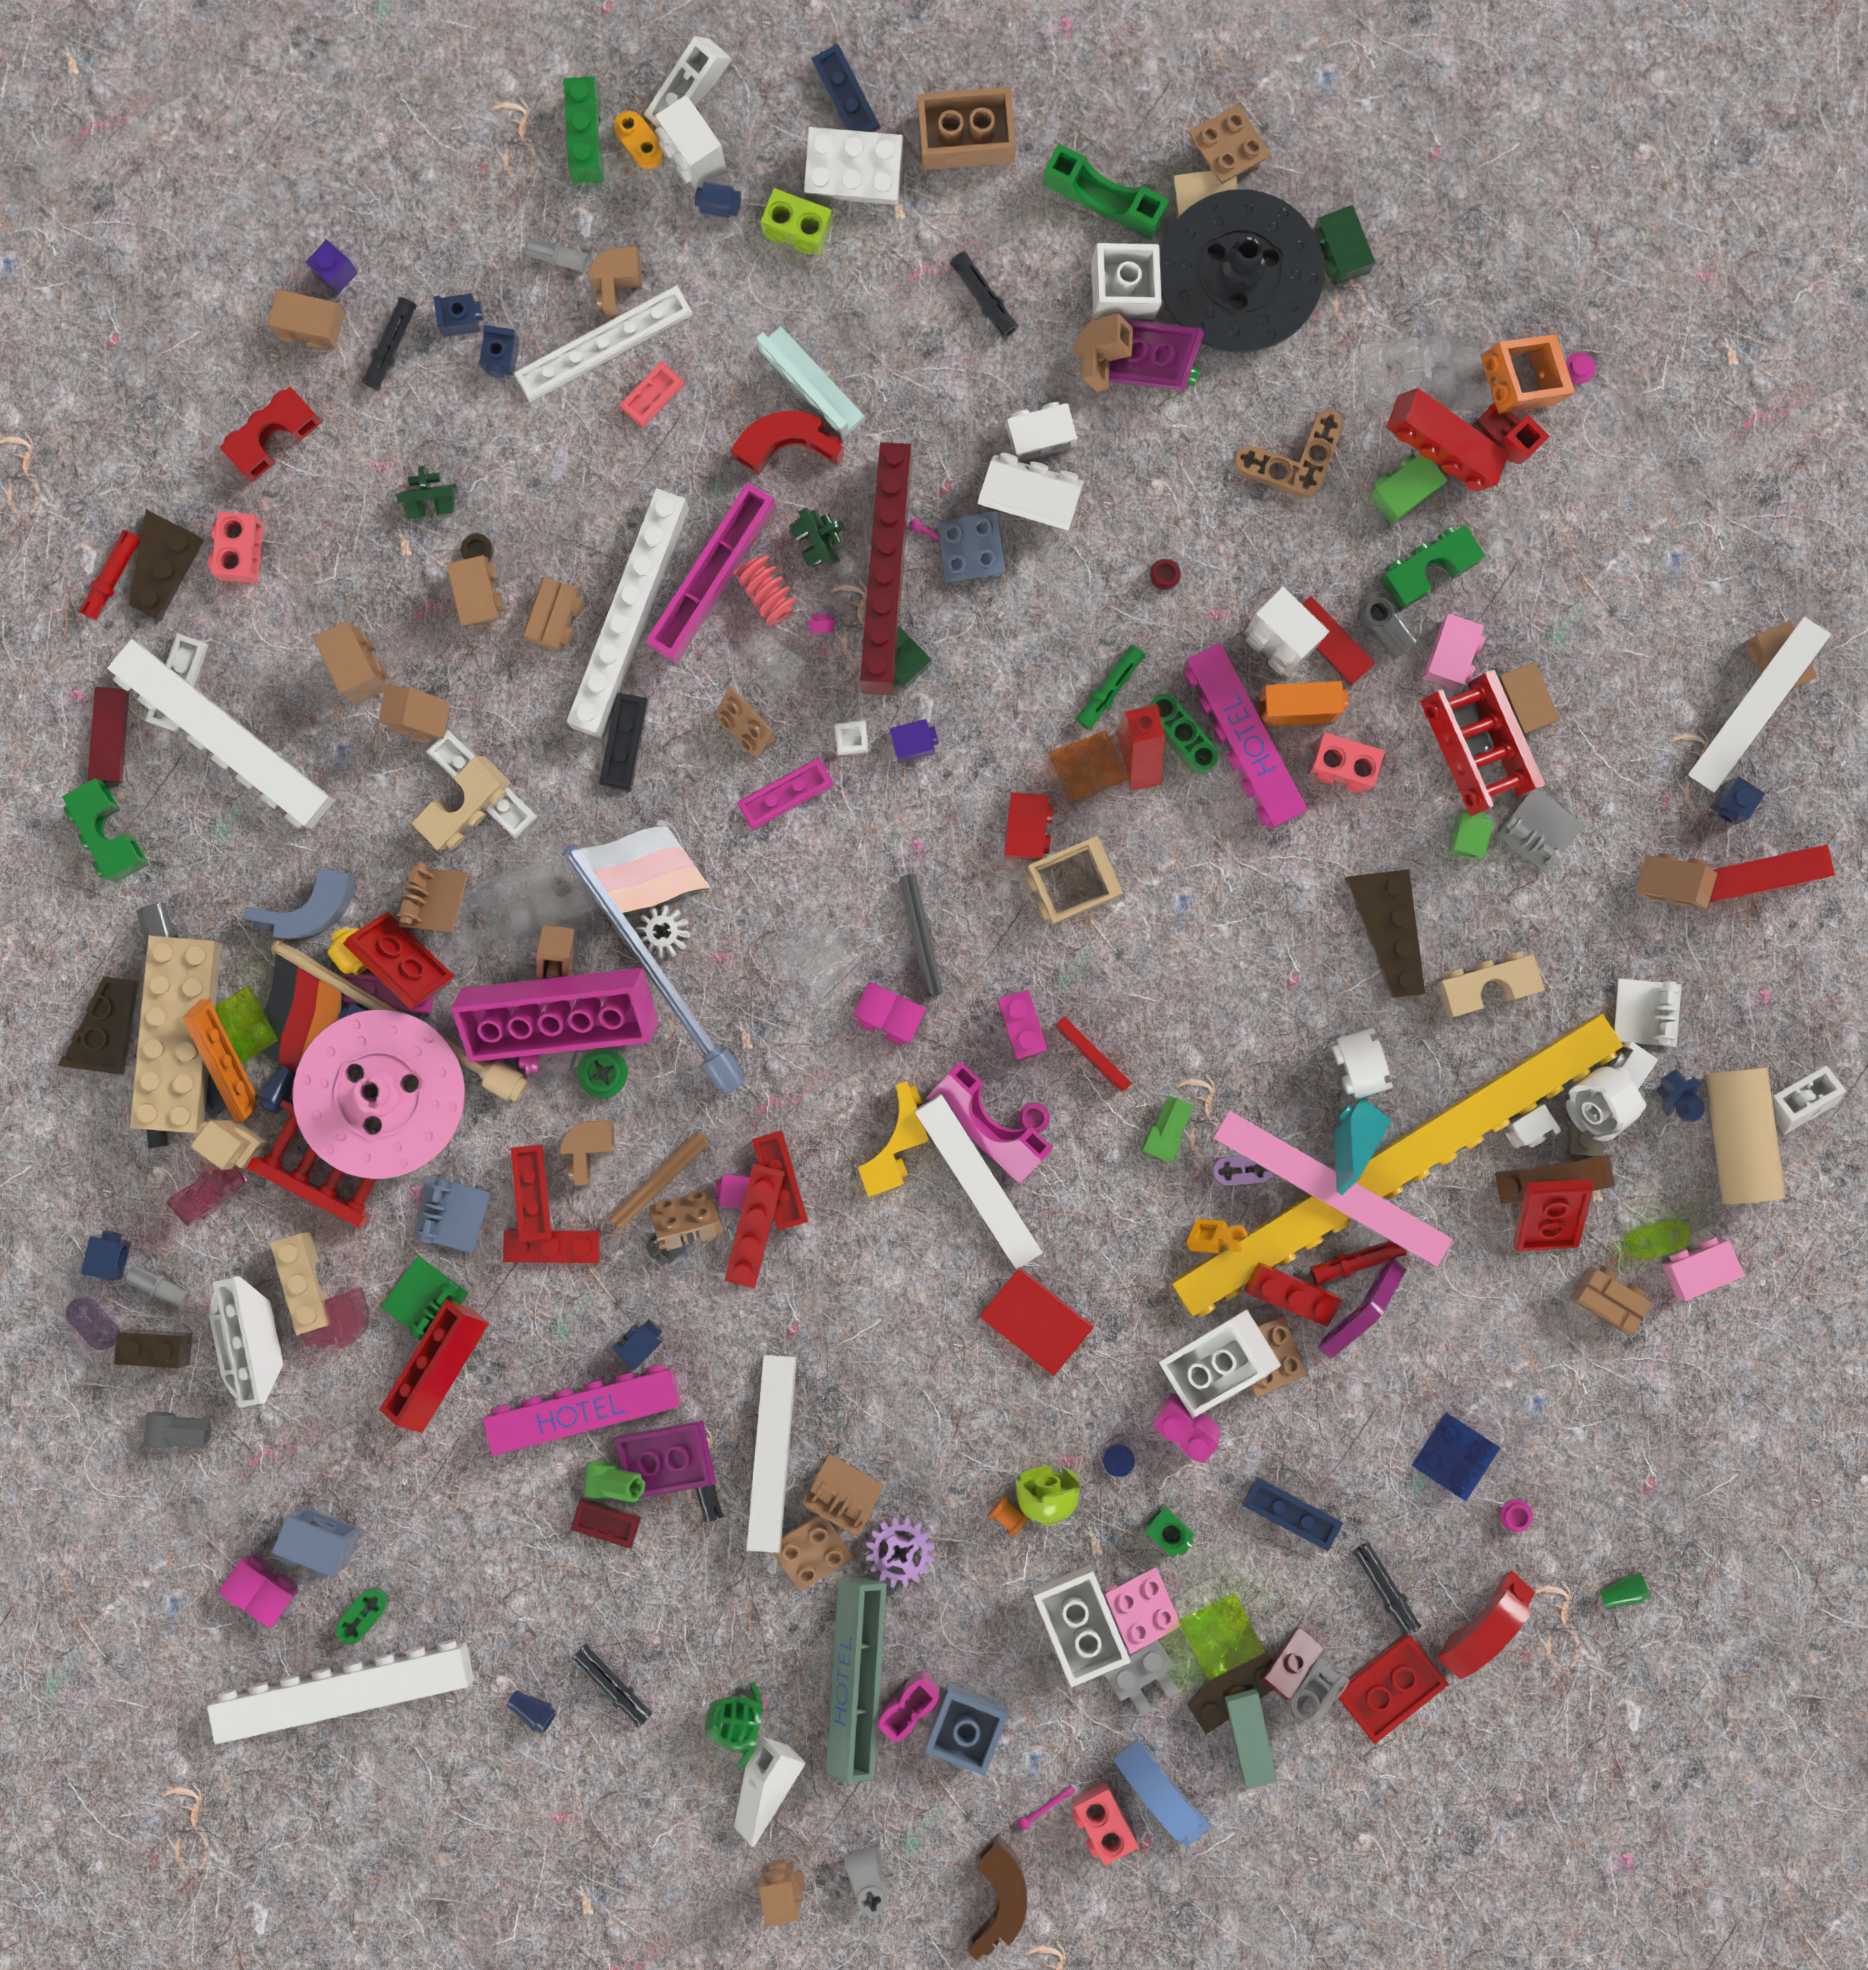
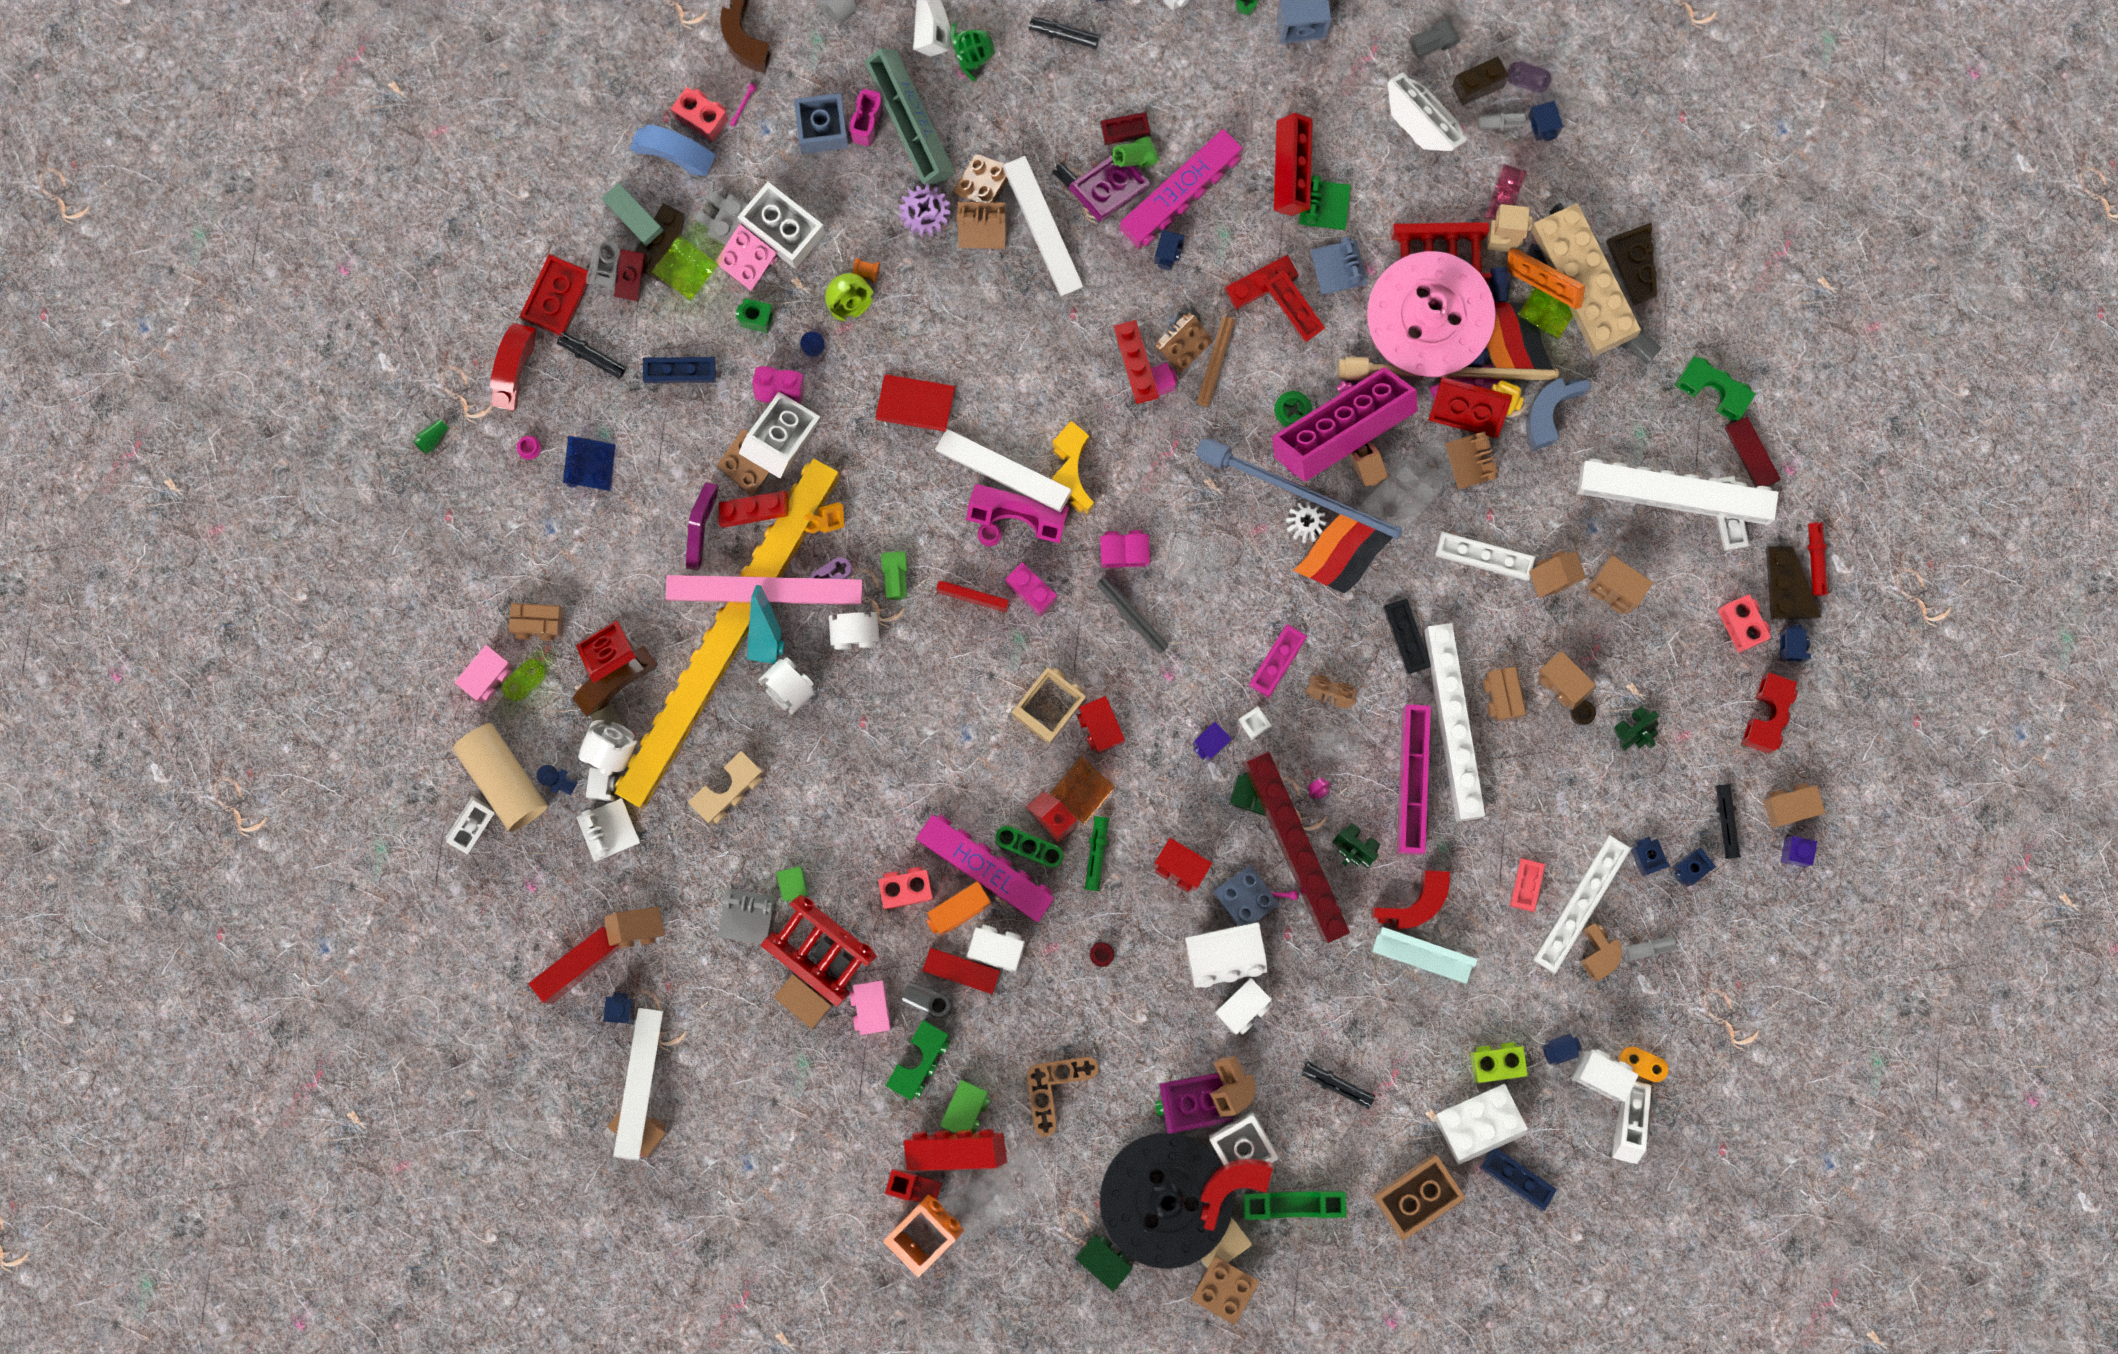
camera: 150 degrees right, 5 degrees down
(195, 494) = (1794, 644): none -> dark blue brick
(296, 1263) = (1398, 160): tan arch -> none
(348, 1317) = (1366, 165): clear pink brick -> none
(481, 787) = (1484, 551): tan arch -> none
(582, 129) = (1692, 1056): green arch -> none
(586, 1139) = (1280, 356): medium nougat brick -> none
(765, 590) = (1369, 790): coral piece -> none
(773, 1153) = (1145, 413): red plate -> none
(1025, 617) = (1181, 865): none -> red brick
(1162, 248) = (1232, 1176): none -> red arch
(1252, 1086) = (854, 629): none -> white brick
(1347, 1264) = (724, 552): red pin -> none
(1391, 927) = (817, 796): dark brown wing -> none
(1532, 1127) = (648, 706): white brick -> none
(1580, 367) = (888, 1266): dark pink plate -> none

